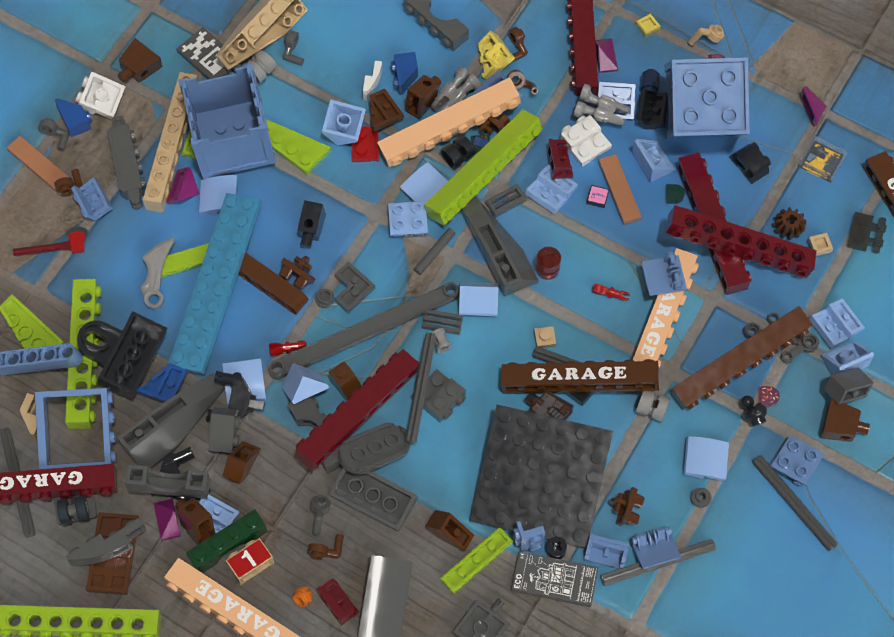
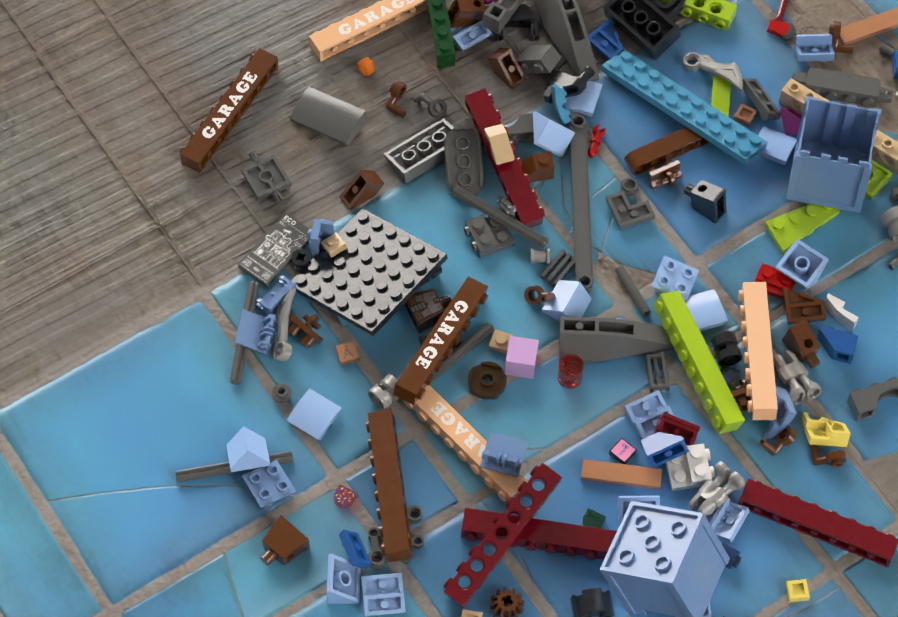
camera: 115 degrees right, 5 degrees down
(173, 222) = (761, 99): none -> dark grey plate
(193, 233) = (745, 115): none -> nougat tile
(249, 561) = (416, 41): brick -> none
(267, 387) = (558, 98): none -> dark azure slope
(337, 601) = (348, 87): dark red hinge -> none
(357, 404) = (499, 144): none -> tan slope
(404, 389) = (506, 205): none -> dark grey axle
(476, 560) = (325, 197): lime tile -> none
(485, 326) = (542, 296): none -> reddish brown plate
(530, 519) = (333, 245): none -> tan plate
(556, 307) = (521, 357): none -> lavender head
(583, 162) = (663, 447): none -> slope
(586, 339) = (487, 391): none -> dark brown plate
(602, 290) = (523, 407): red piece -> none
(606, 55) = (780, 532): magenta slope -> none
(626, 532) = (282, 349): none -> light grey piece
(628, 461) = (347, 353): none -> nougat tile
(755, 414) = (332, 473): black animal -> none
(779, 493) = (247, 451): none -> light blue slope
(815, 359) = (355, 549): none -> blue plate
(848, 385) = (312, 559): dark grey brick -> none

